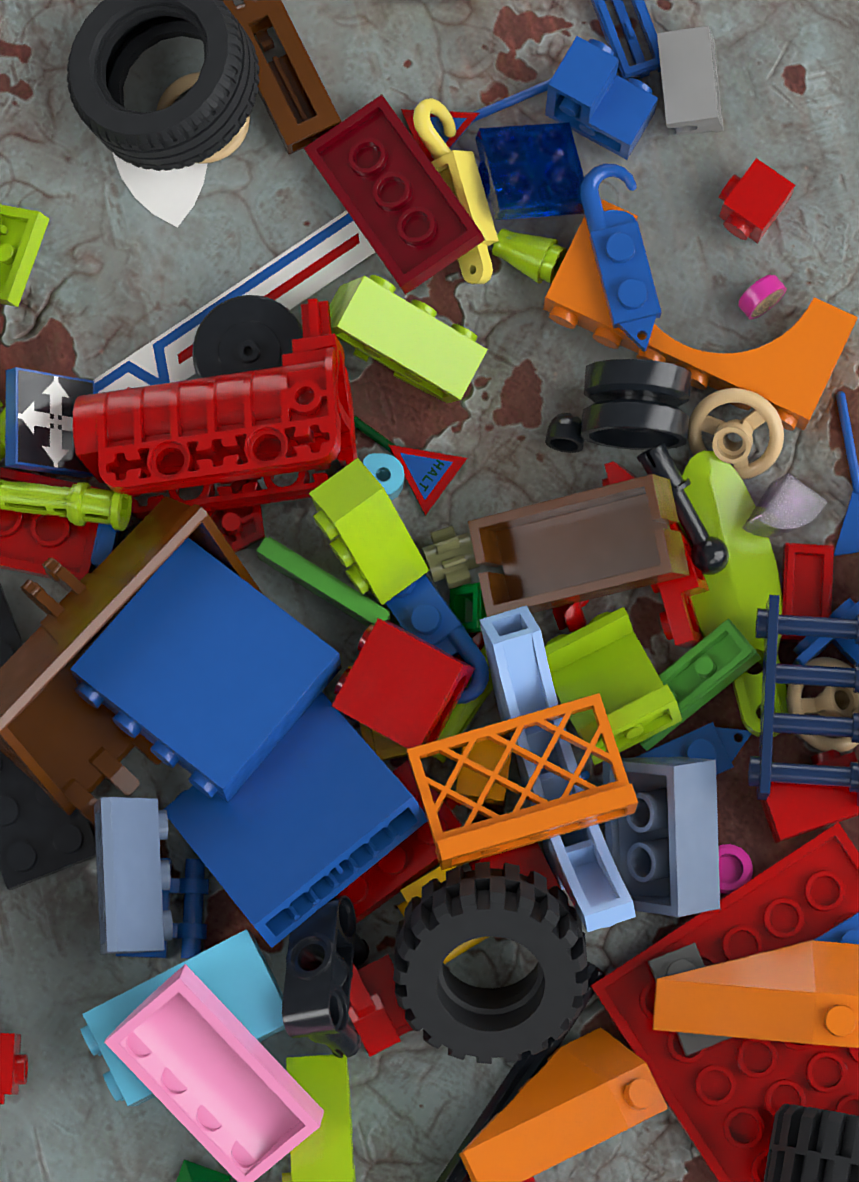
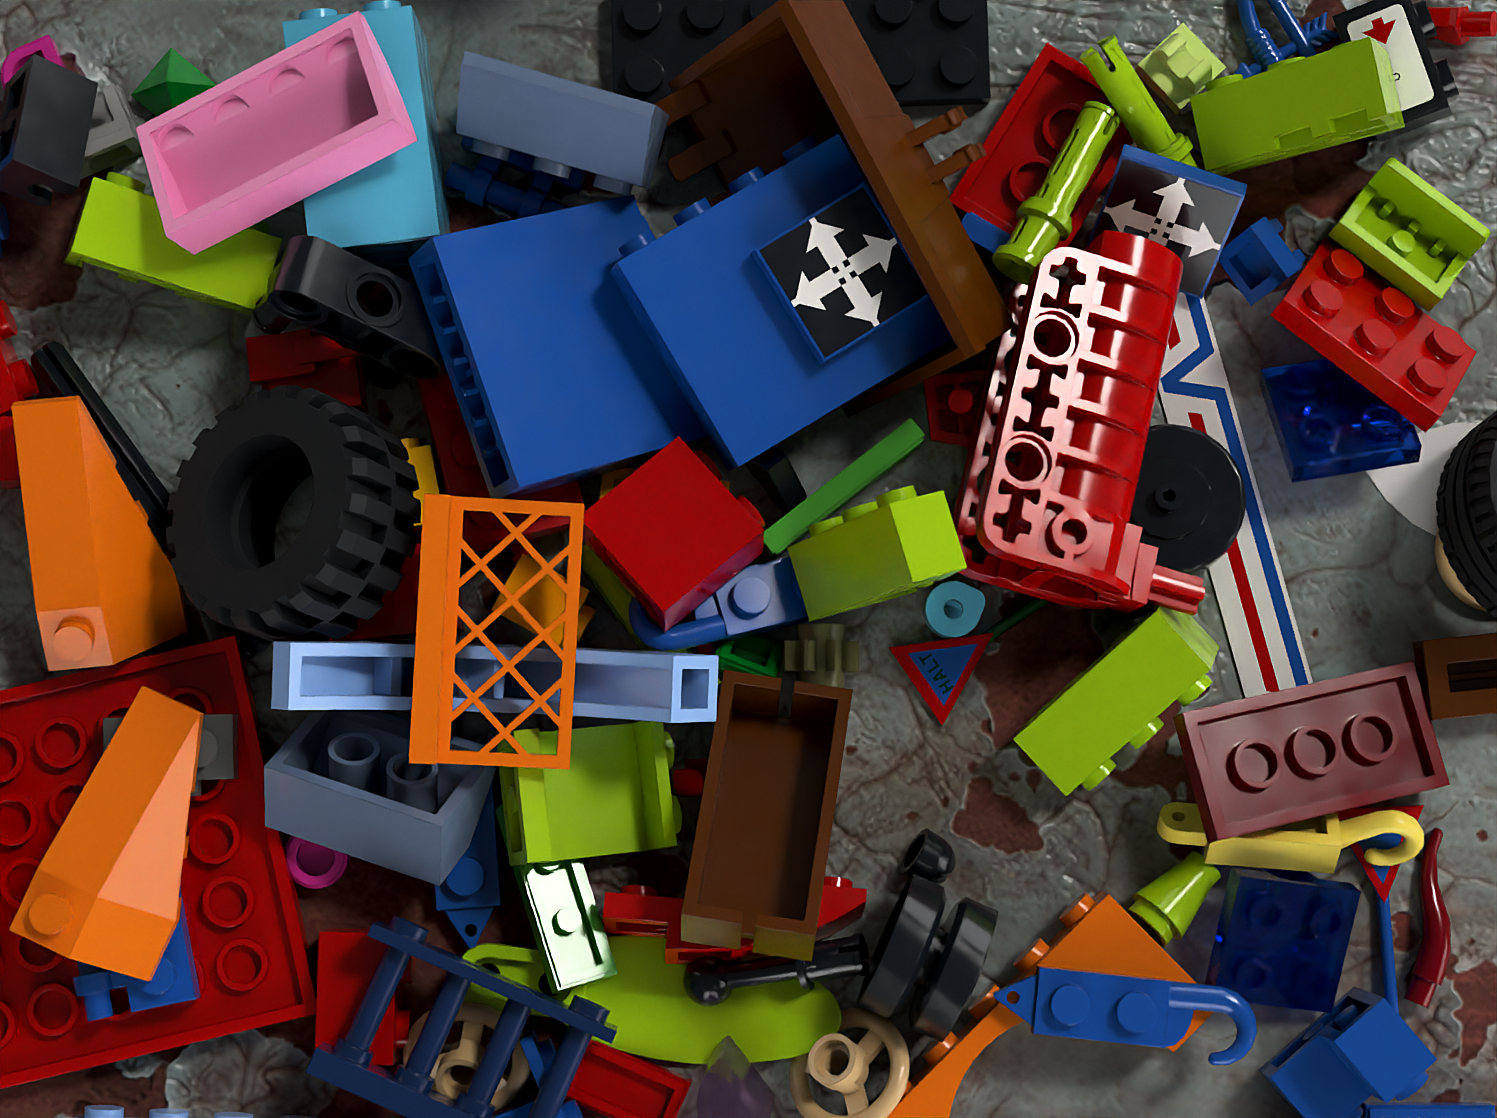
camera: 110 degrees right, 5 degrees up
(52, 347) = (1260, 260): none -> blue tile
(80, 249) = (1375, 334): none -> red plate
(147, 254) = (1333, 422): none -> clear blue plate
(173, 628) = (841, 273): none -> black tile
(336, 628) = (778, 478): none -> black tile
(494, 69) = (1435, 946): none -> dark red animal

